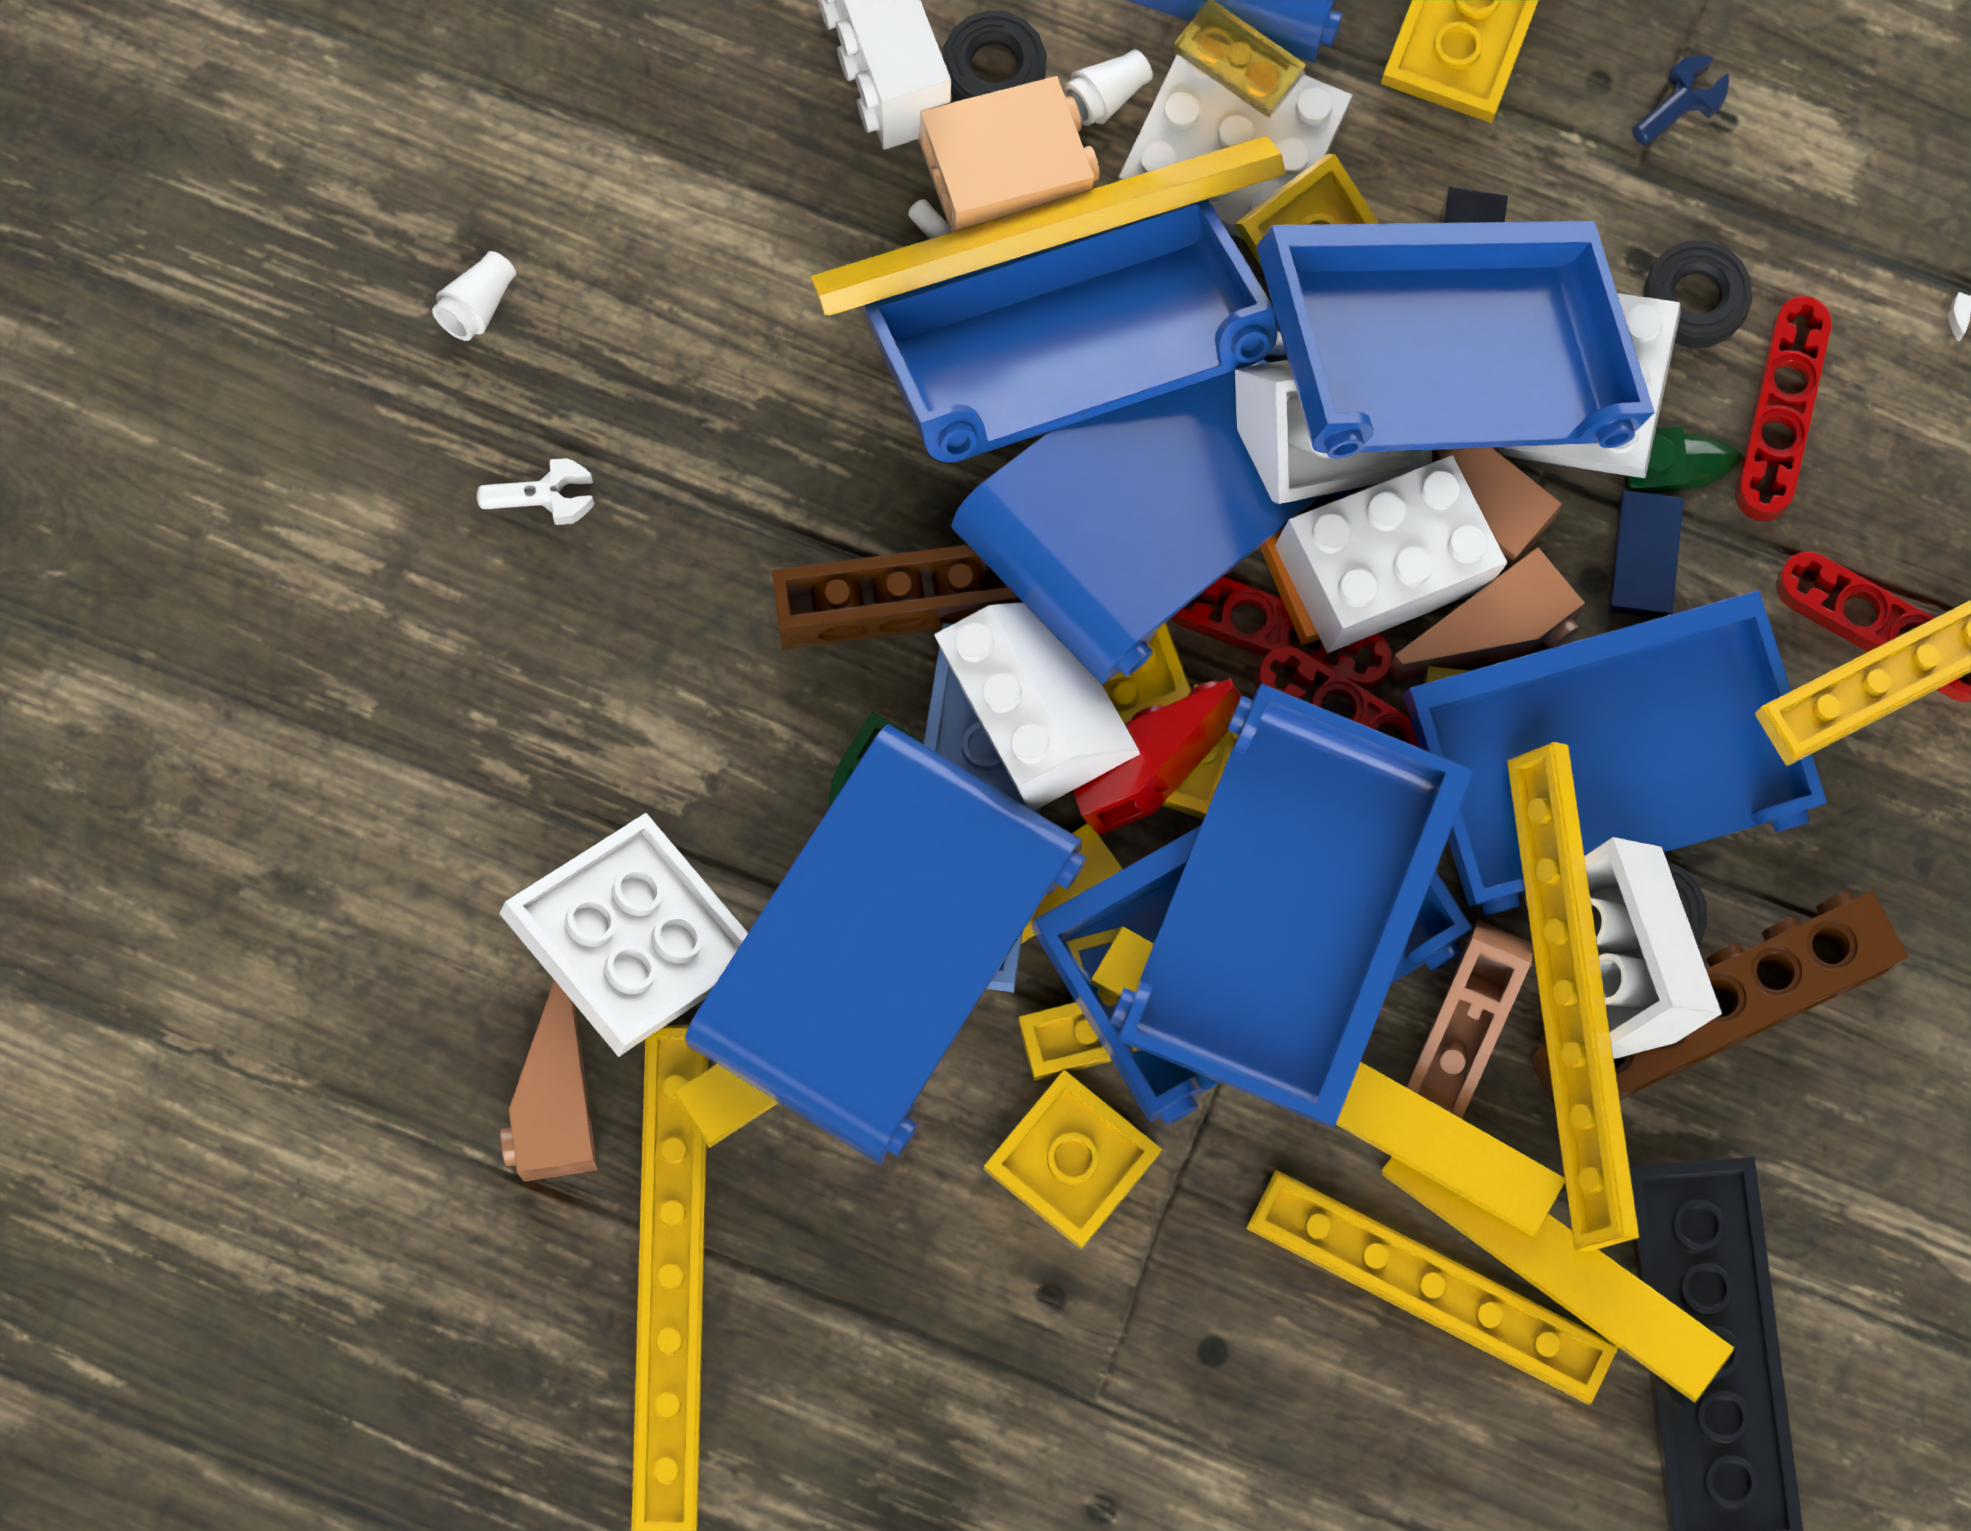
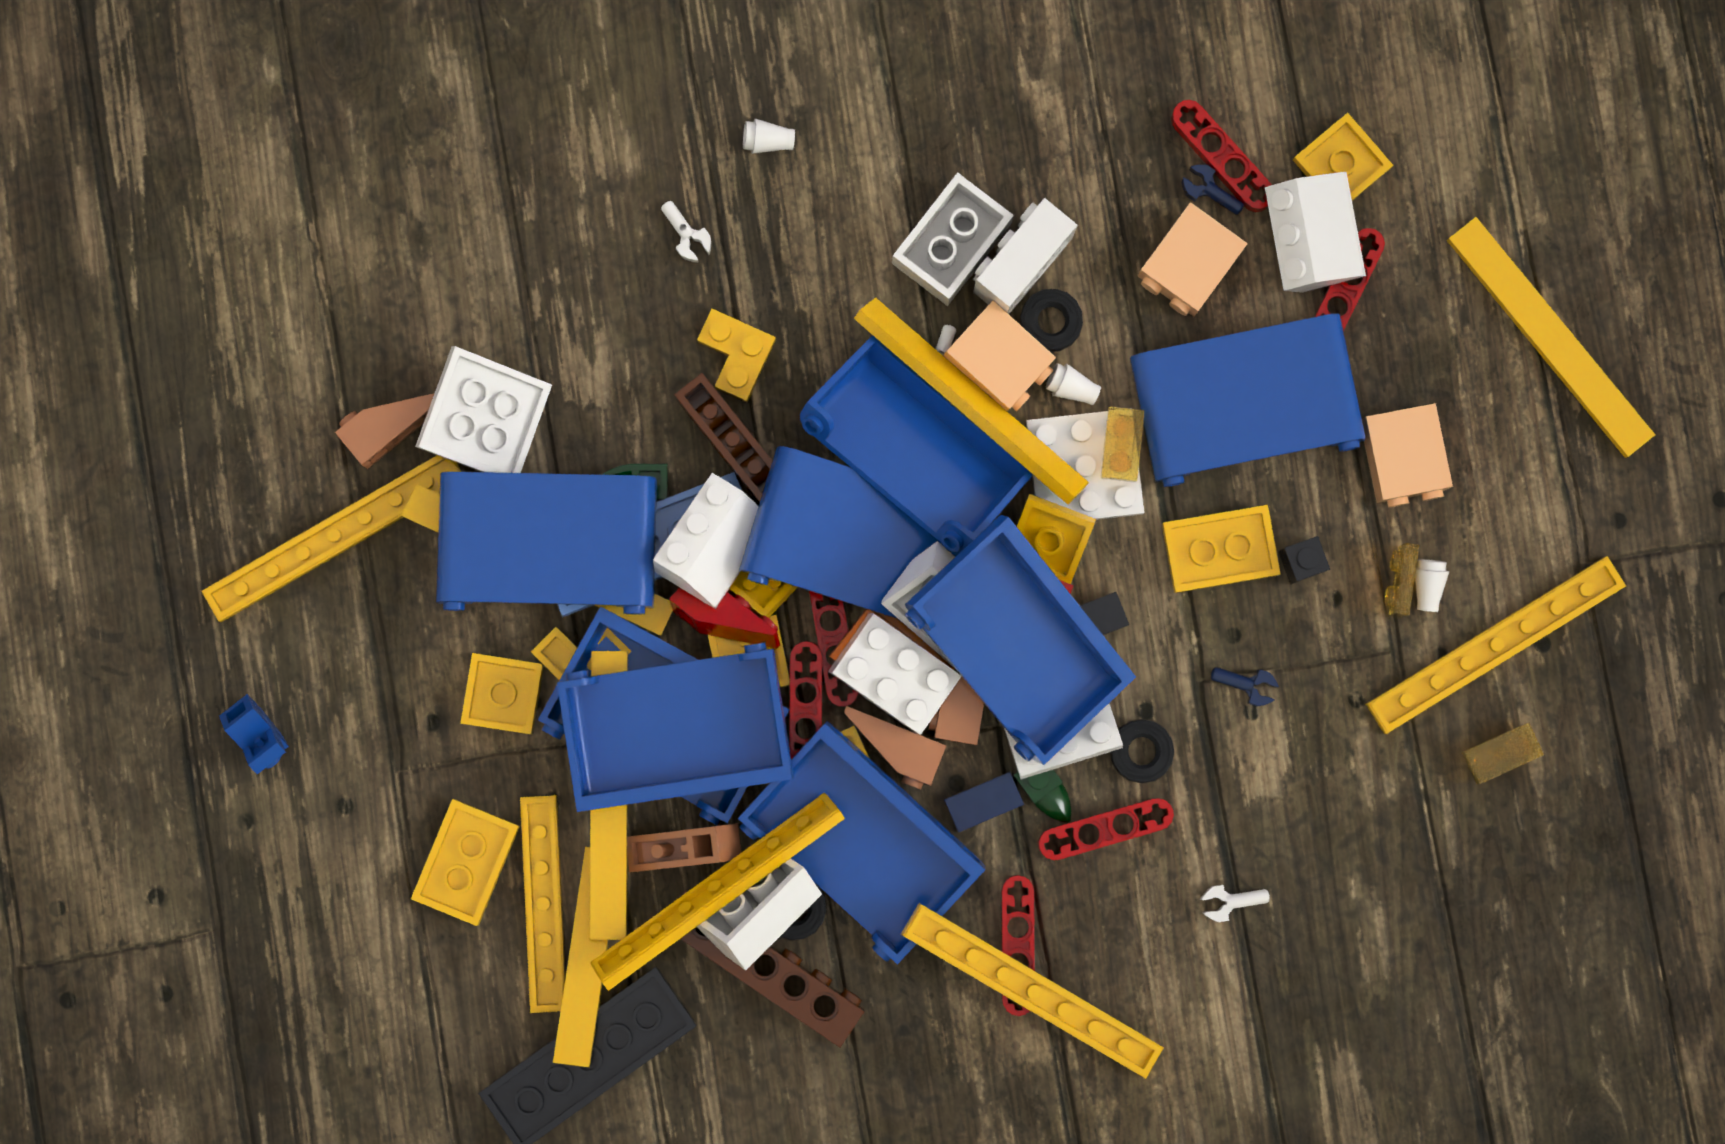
camera: 60 degrees right, 10 degrees up
(766, 507) = (745, 348): none -> yellow plate
(794, 121) = (952, 239): none -> white brick
(1301, 1366) = (465, 862): none -> yellow plate

